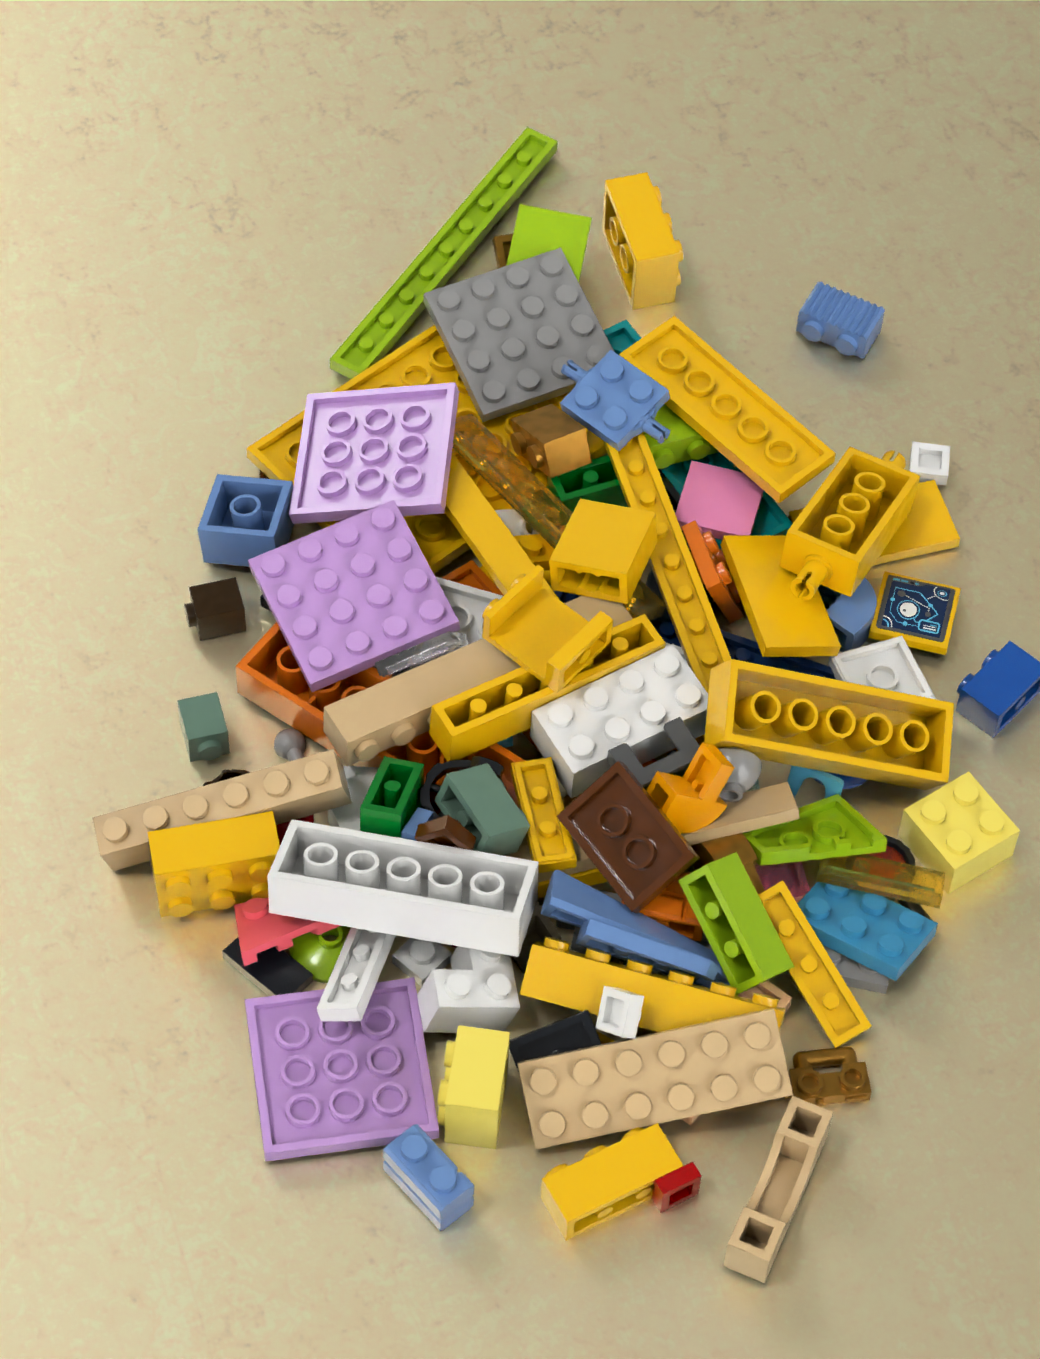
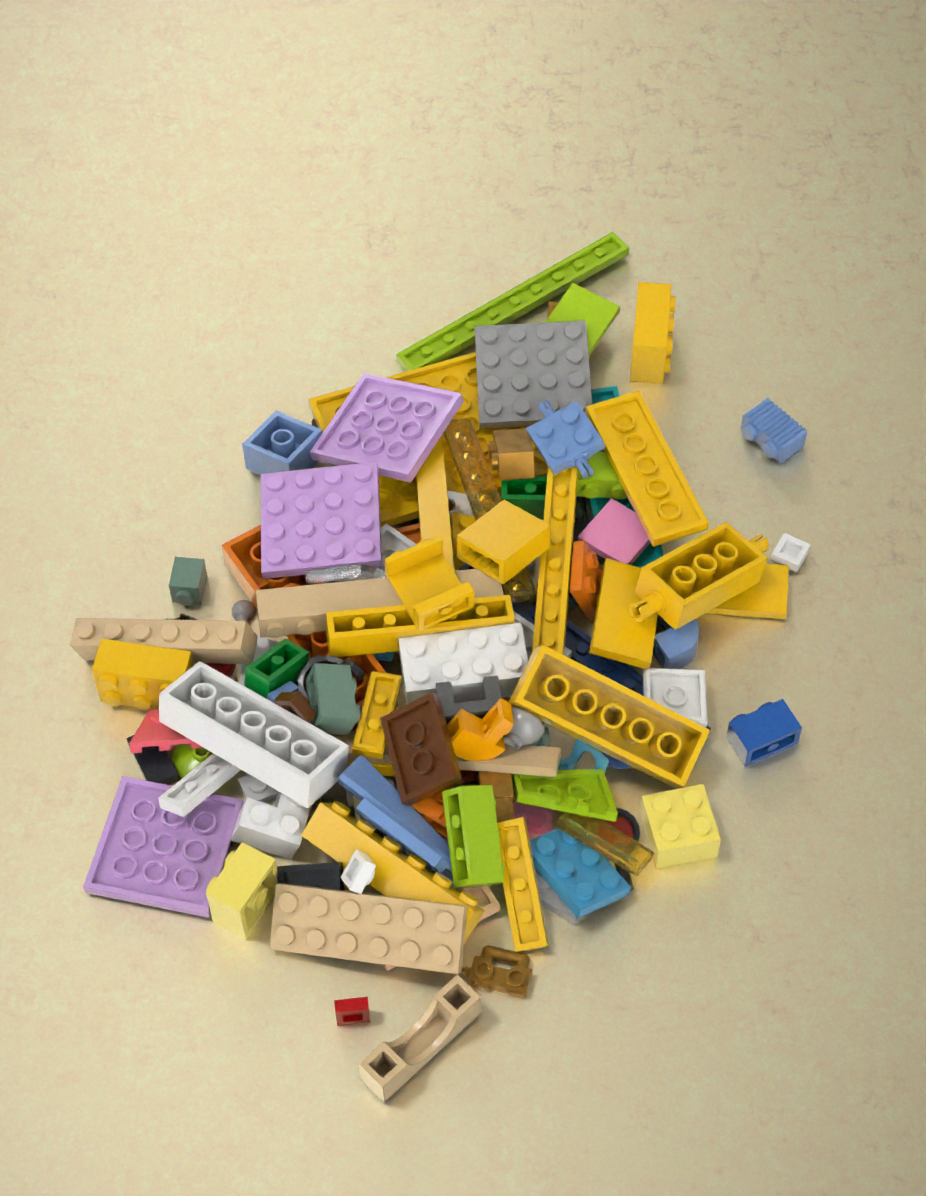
camera: 25 degrees right, 0 degrees up
(216, 609) = (236, 503): dark brown brick -> none
(428, 1177) = (184, 942): medium blue brick -> none
(607, 1180) = (305, 989): yellow brick -> none
(916, 610) = (727, 657): slope -> none

